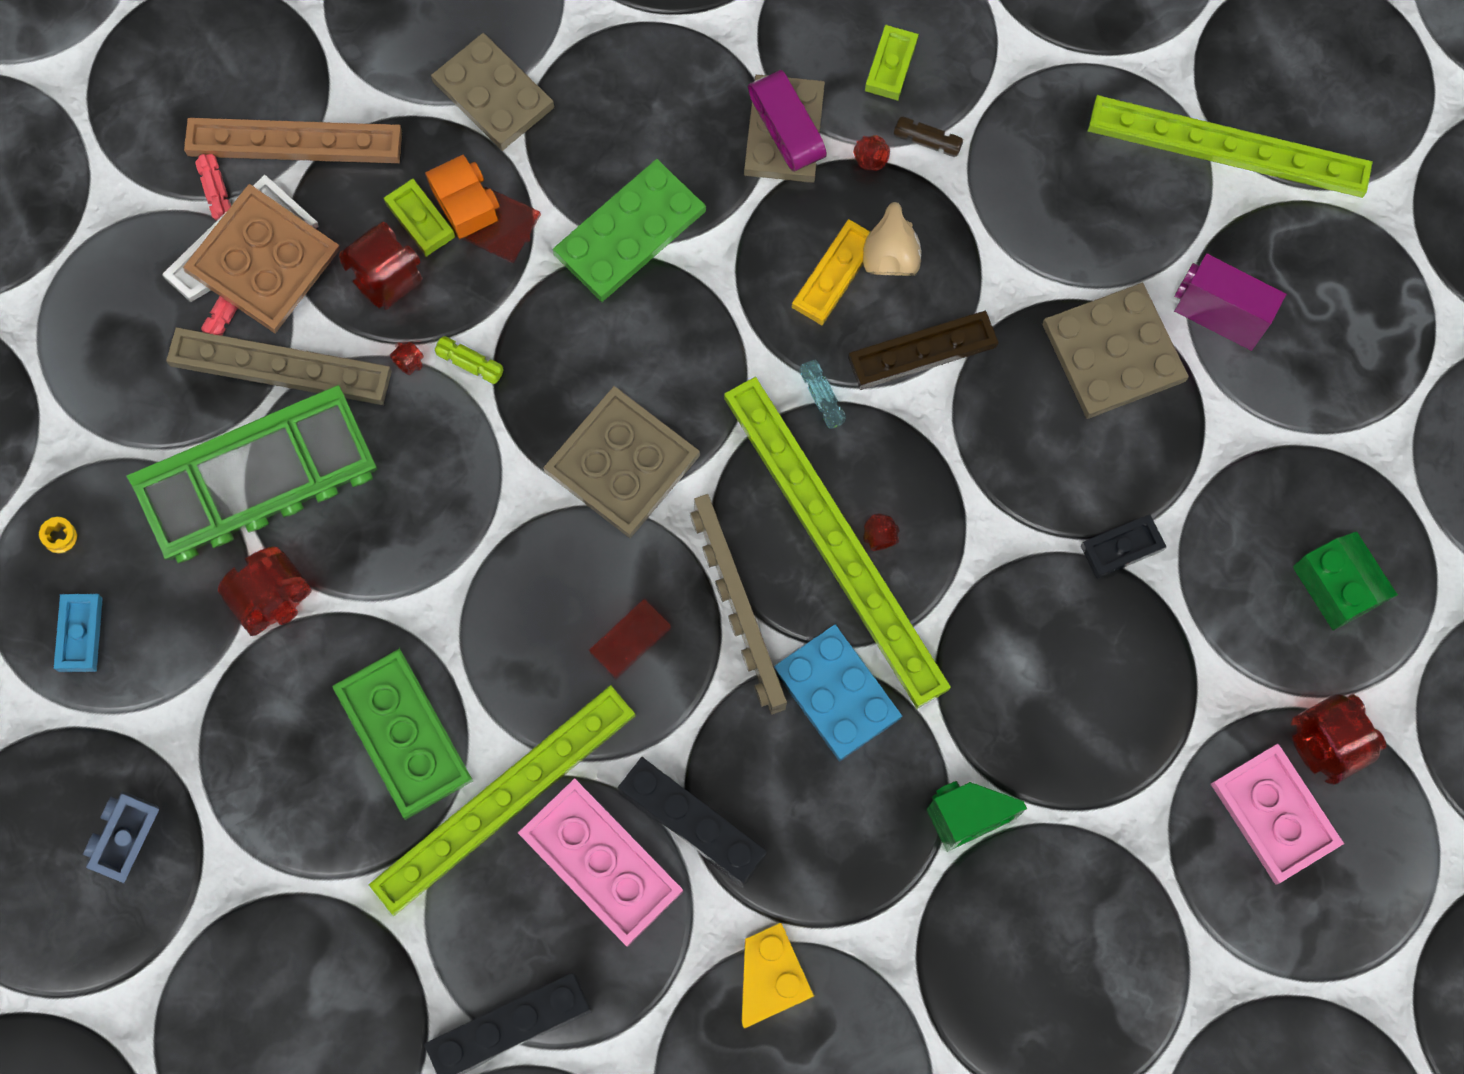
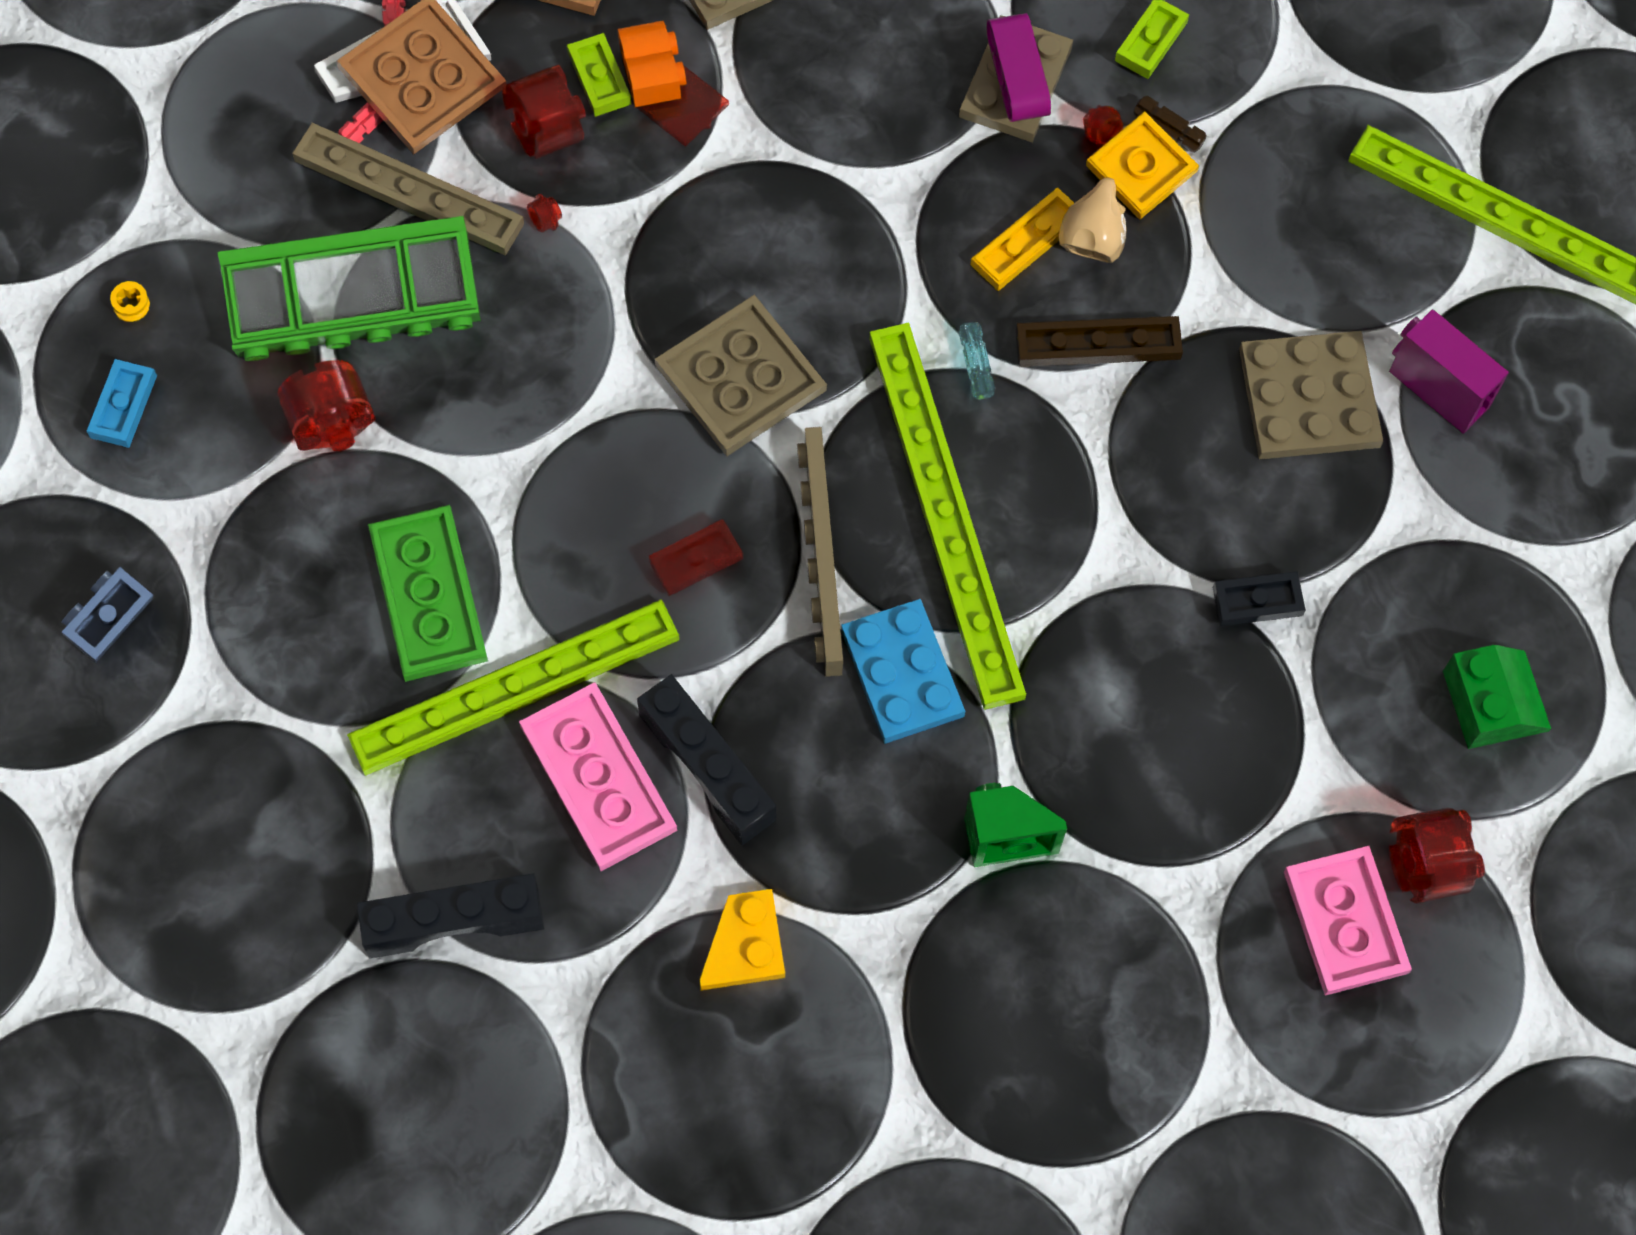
camera: 15 degrees right, 5 degrees down
(469, 360) = (609, 232): lime axle -> none
(629, 230) = (818, 142): bright green plate -> none
(880, 532) = (997, 518): clear red plate -> none
(916, 180) = (1143, 165): none -> yellow plate

